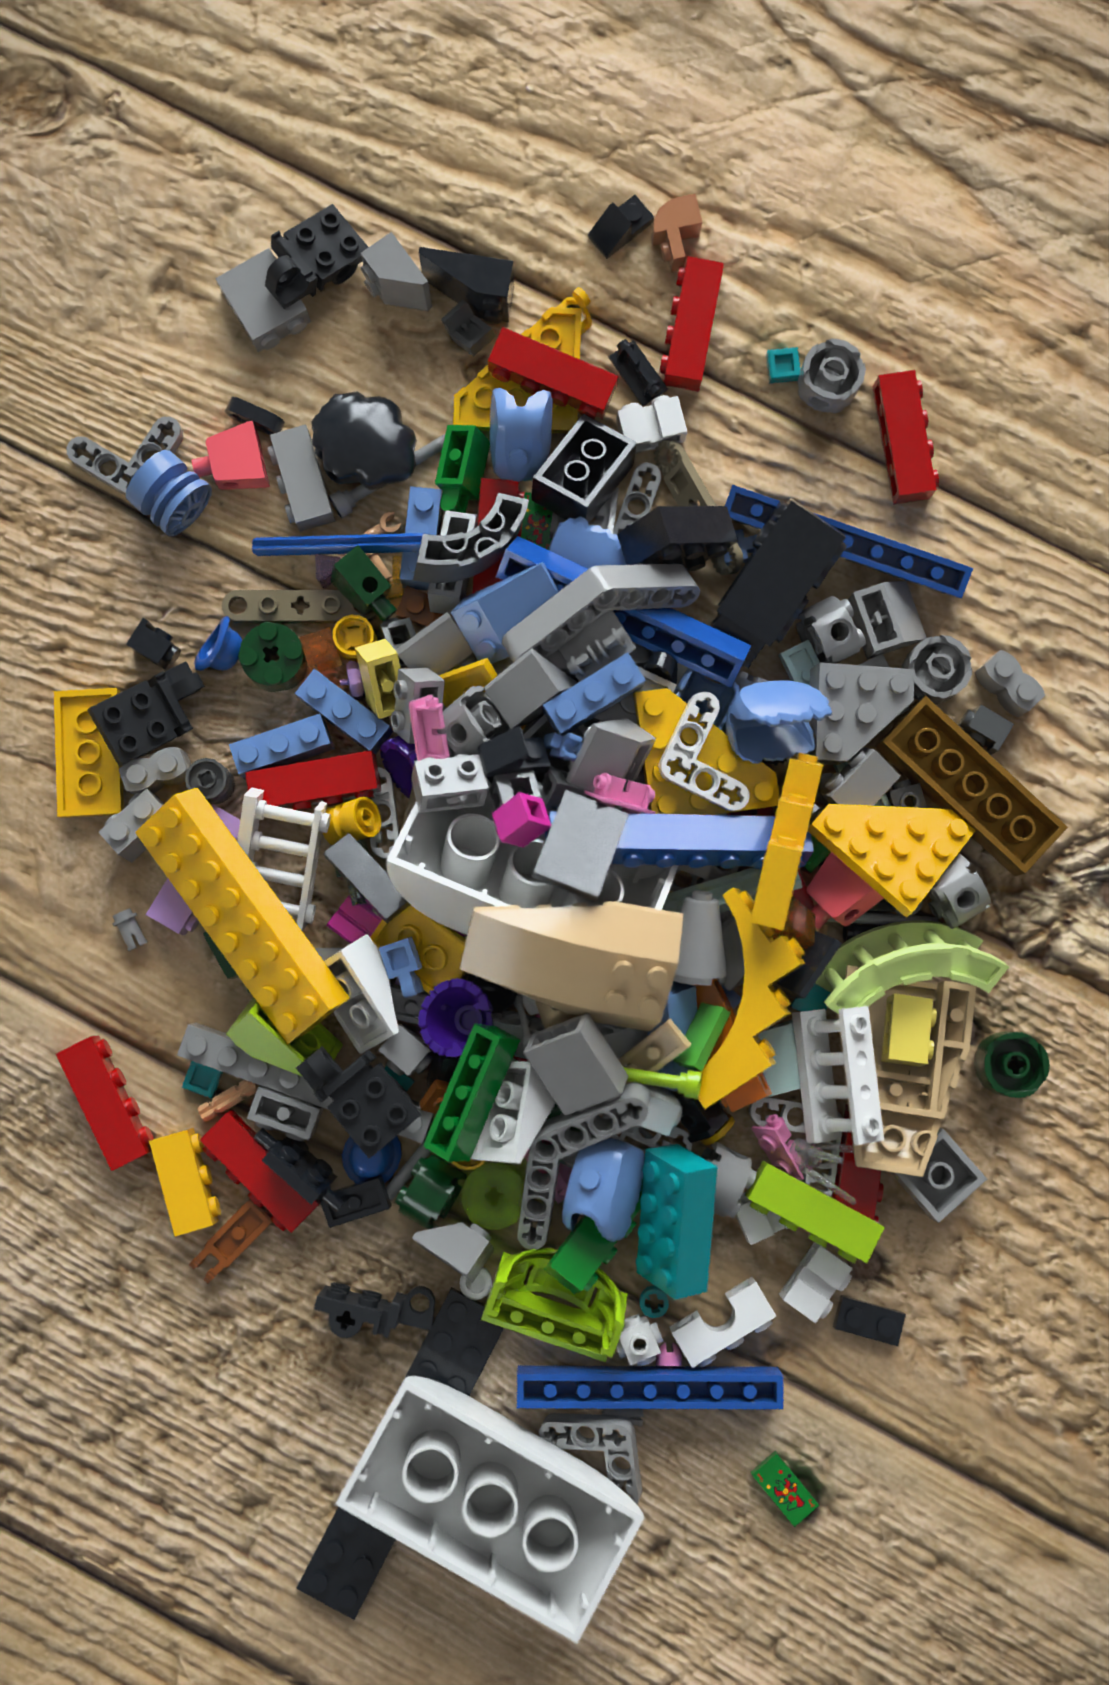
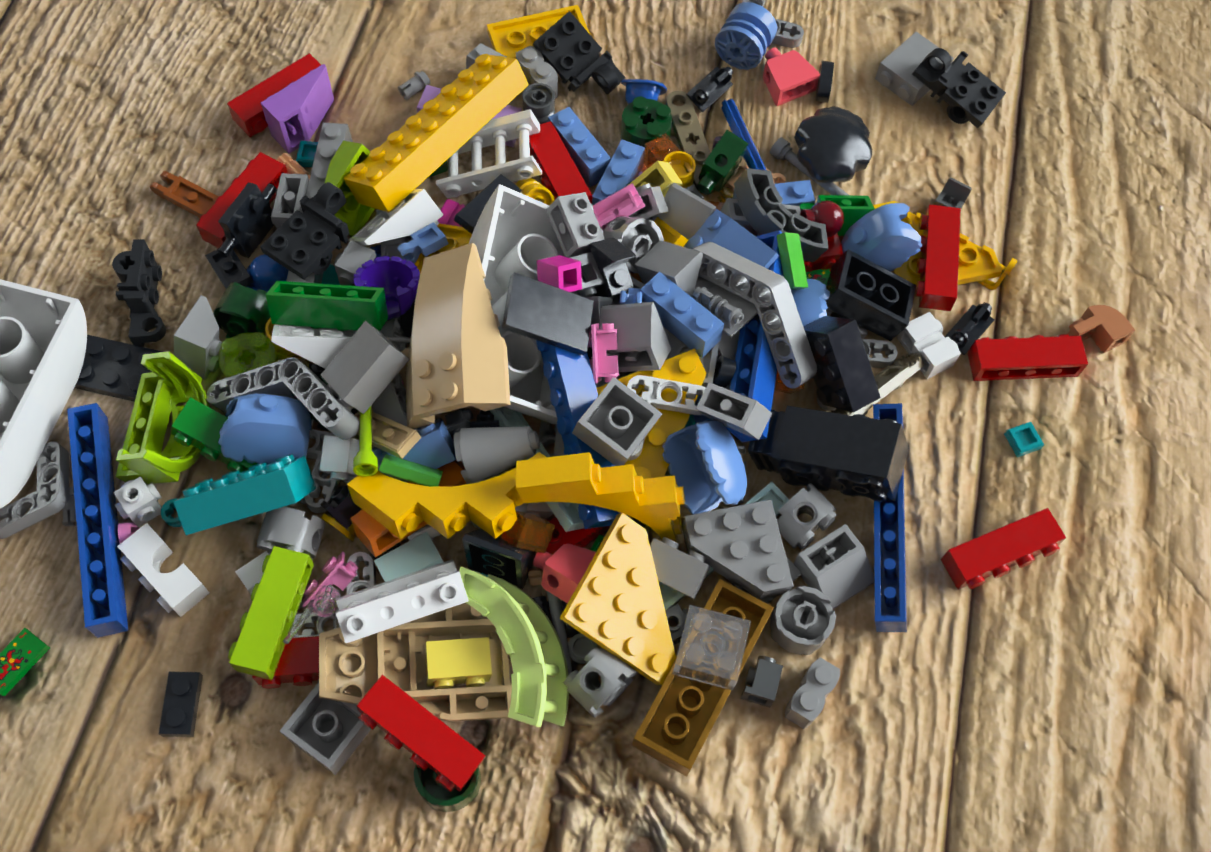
camera: 75 degrees right, 20 degrees down
(150, 1087) = (298, 108): none -> medium lavender slope
(153, 645) = (631, 54): black brick -> none
(185, 1181) = (225, 154): yellow brick -> none
(228, 560) = (711, 87): none -> black hinge
(301, 478) = (785, 117): light grey brick -> none
(394, 275) = (970, 137): light grey slope -> none
(477, 490) = (826, 213): none -> dark red piece
(478, 280) = (990, 193): black slope -> none
(544, 547) = (792, 260): none -> tile
(620, 225) = (1079, 288): black slope -> none
(725, 803) = (616, 422): none -> light grey brick
(738, 674) = (734, 410): none -> light grey brick
(816, 1282) = (205, 641): white brick -> none
(831, 376) = (1030, 471): light grey brick -> none
(962, 772) = (711, 647): none -> clear brick
(985, 1082) = (419, 732): none -> red brick

